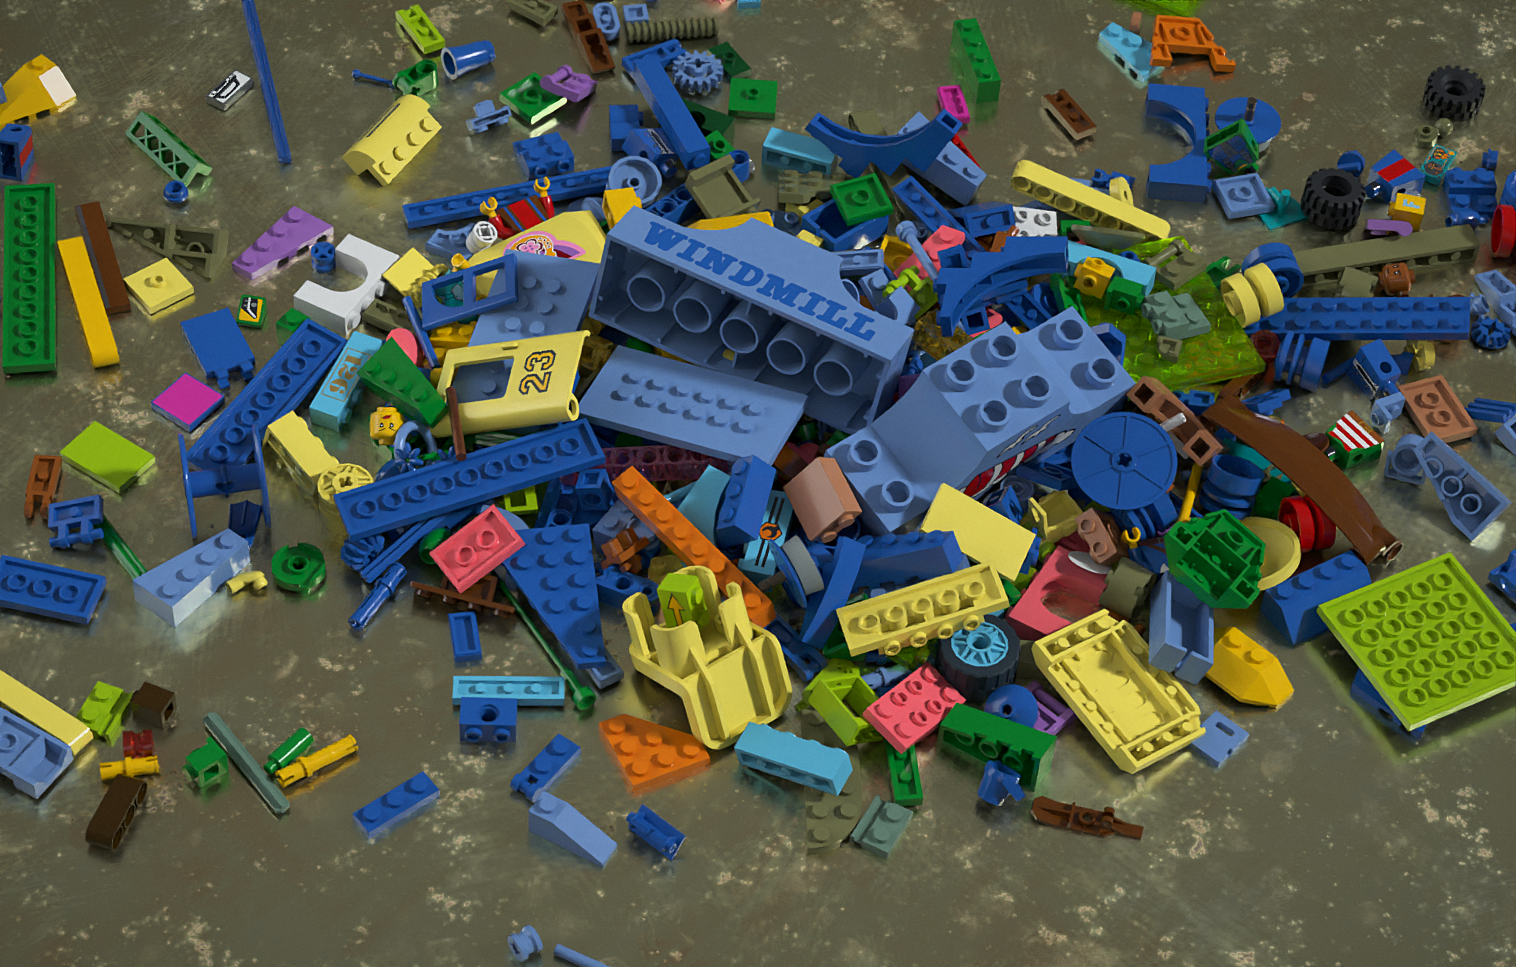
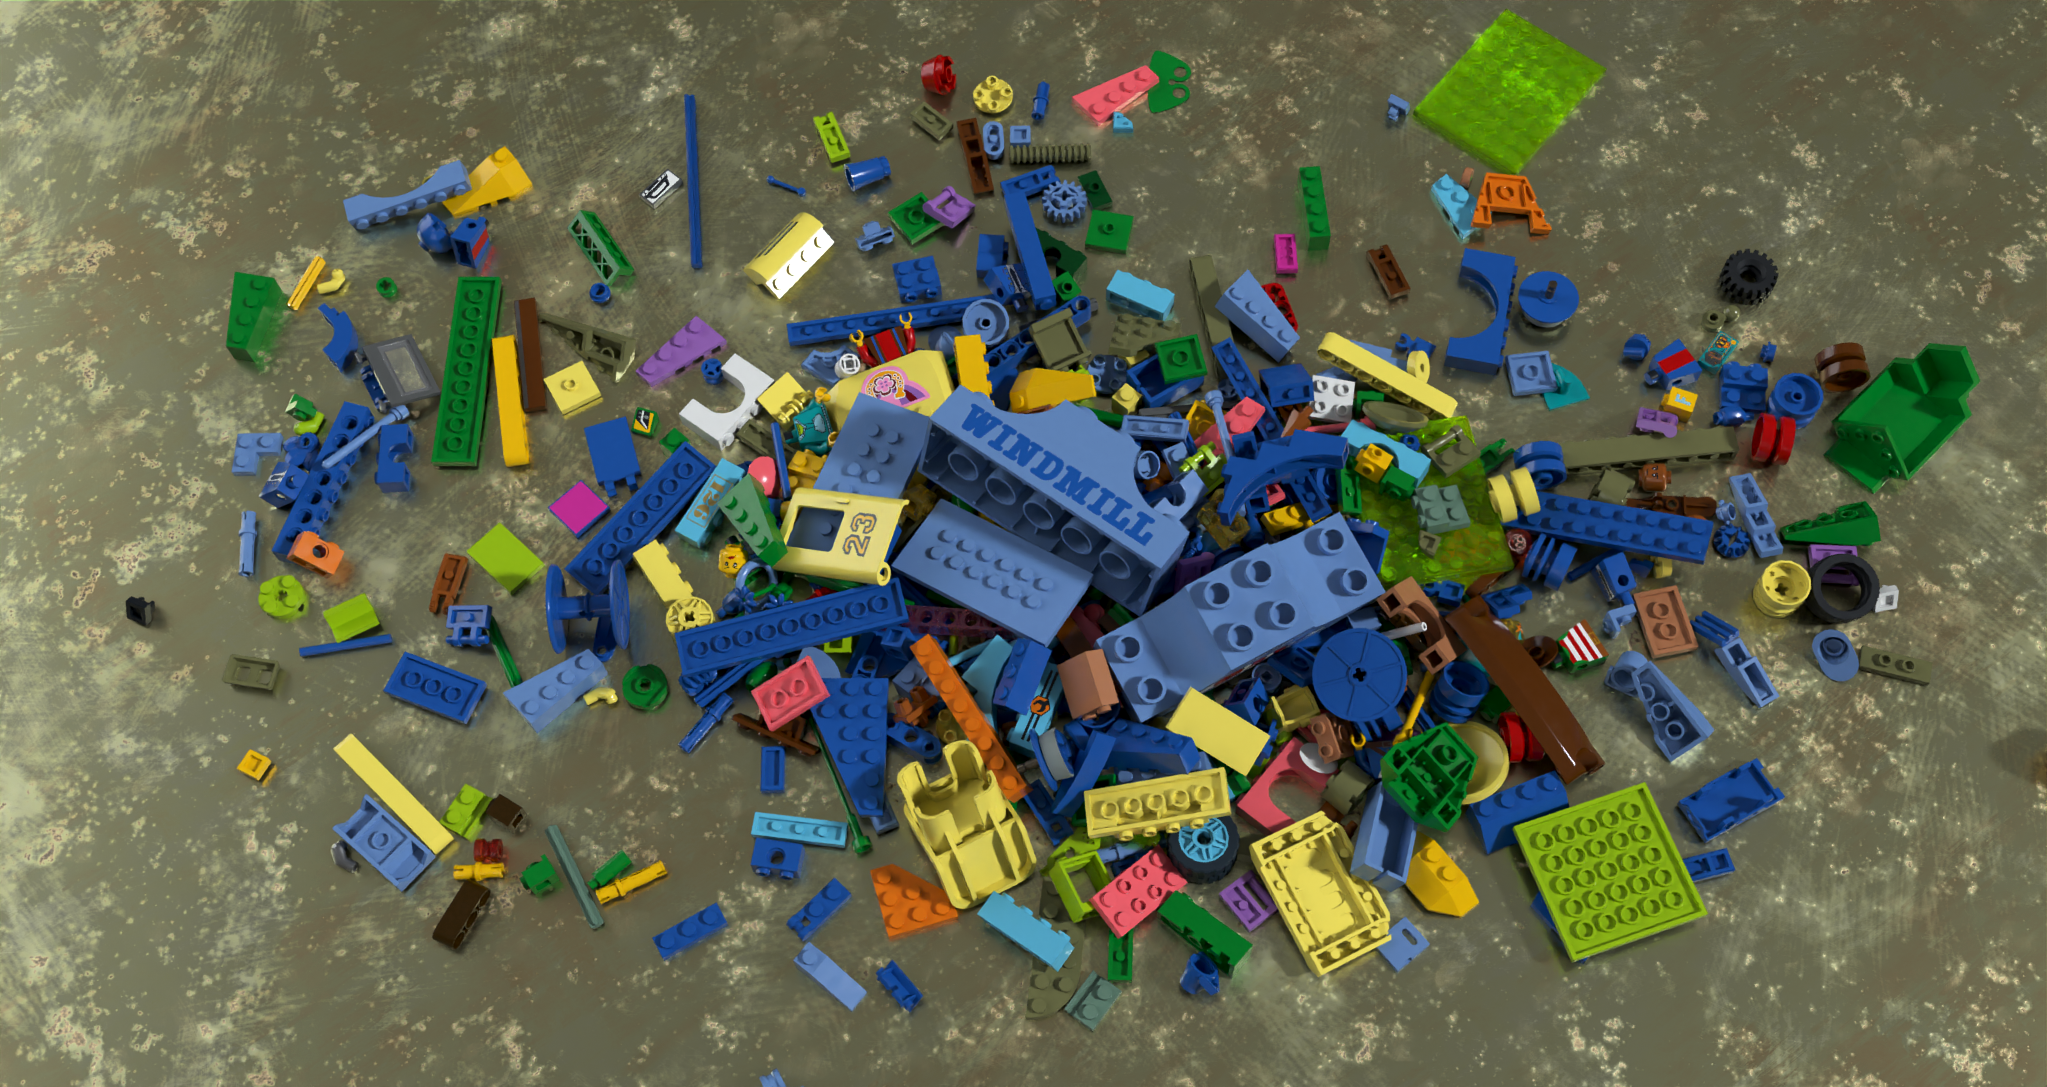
camera: 15 degrees right, 15 degrees up
(418, 78) = (820, 192): green piece -> none
(438, 315) = (794, 446): blue window -> none
(455, 422) = (788, 570): copper bar -> none
(682, 600) = (951, 776): lime brick -> none
(886, 152) = (1213, 310): blue arch -> none
(1019, 698) = (1231, 895): blue dish -> none
(1071, 818) = (1256, 1009): reddish brown piece -> none
(1233, 148) = (1529, 326): torso -> none
(1332, 198) = (1616, 372): black tyre -> none

